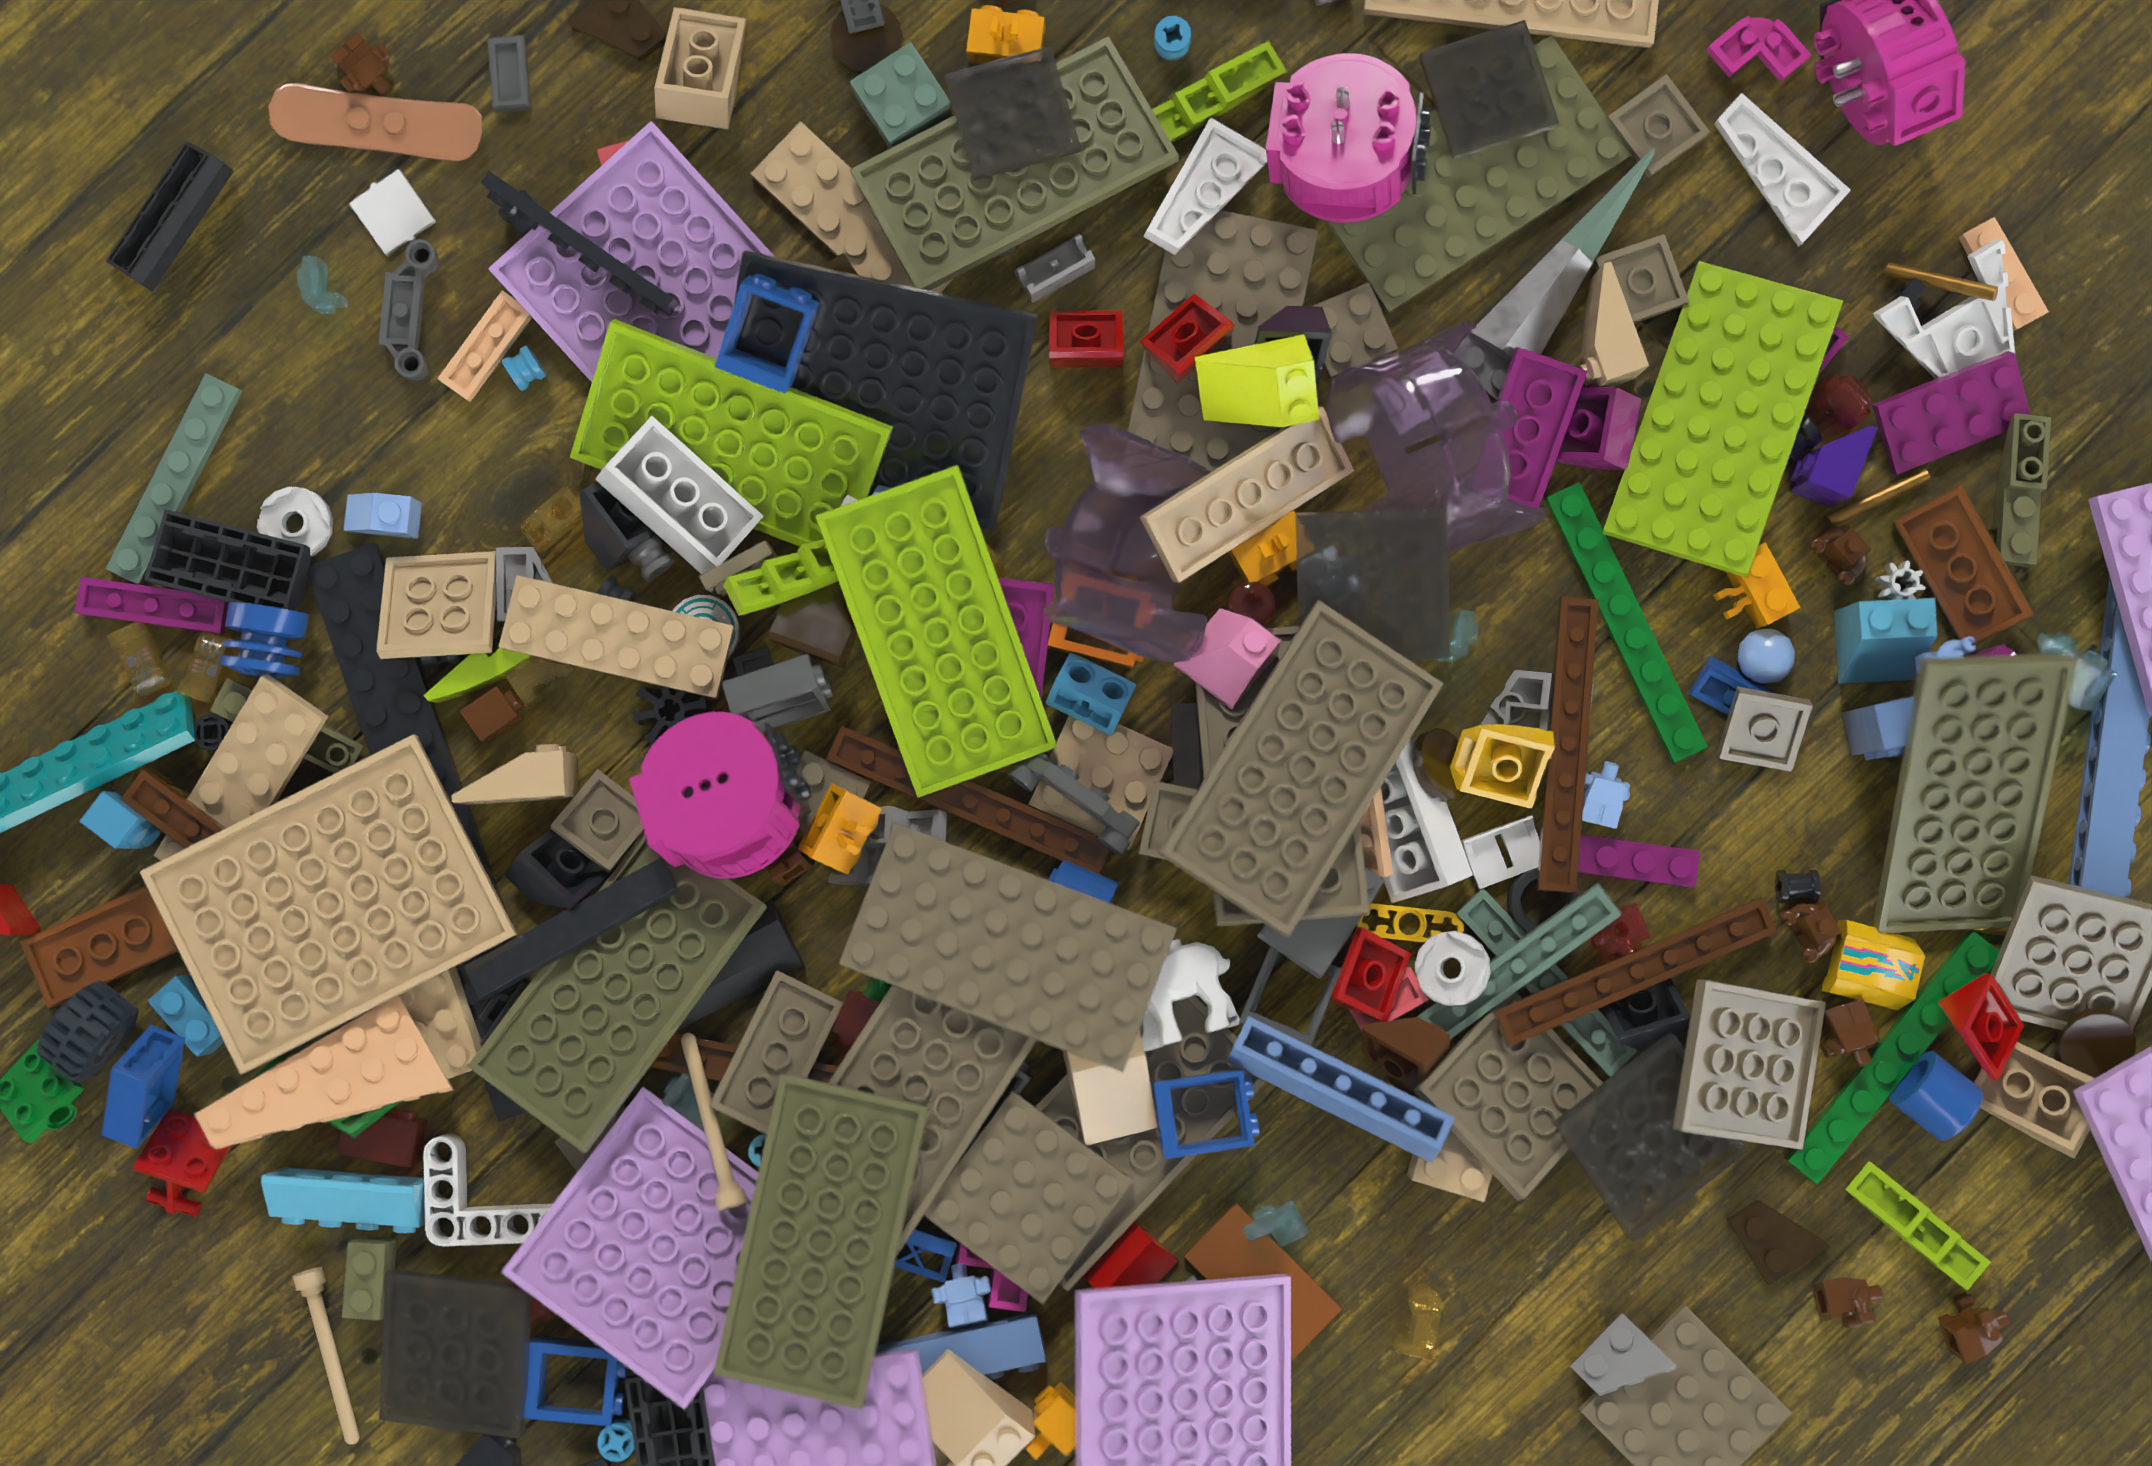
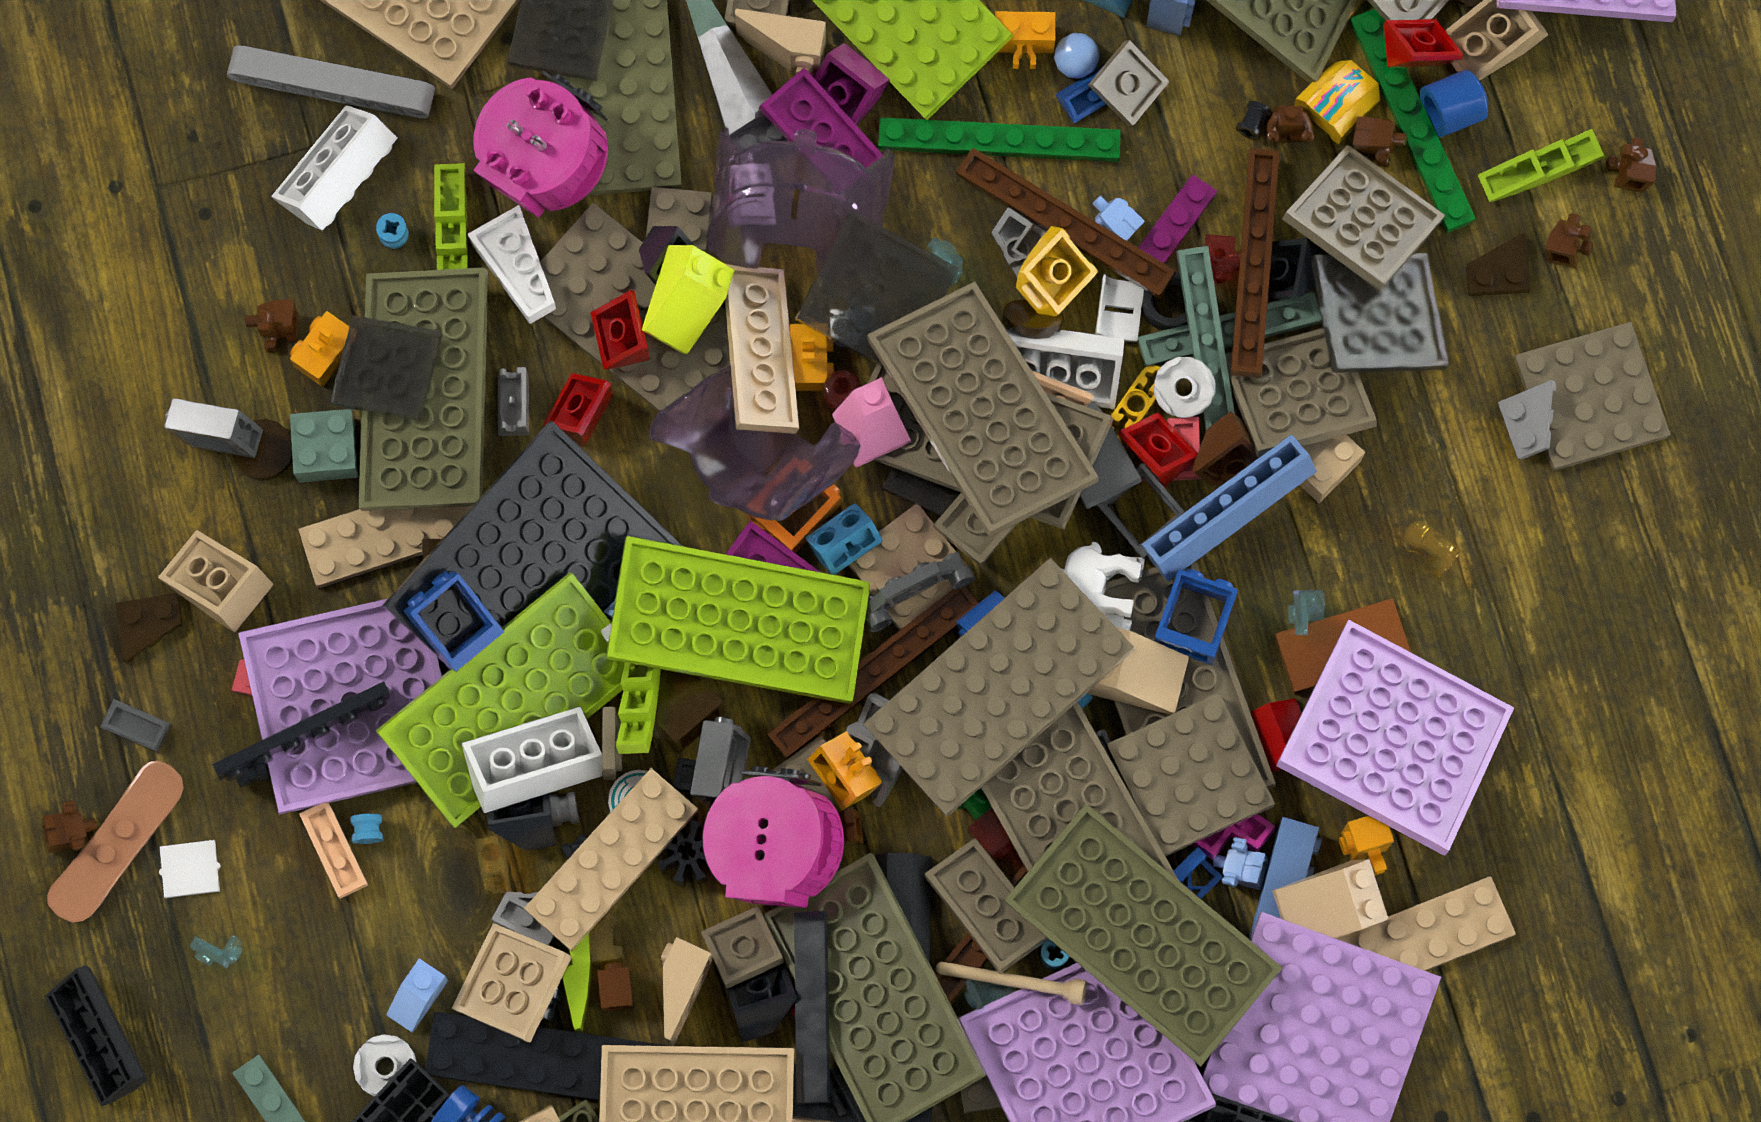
camera: 65 degrees left, 10 degrees down
(403, 309) = (269, 896): dark grey plate -> none

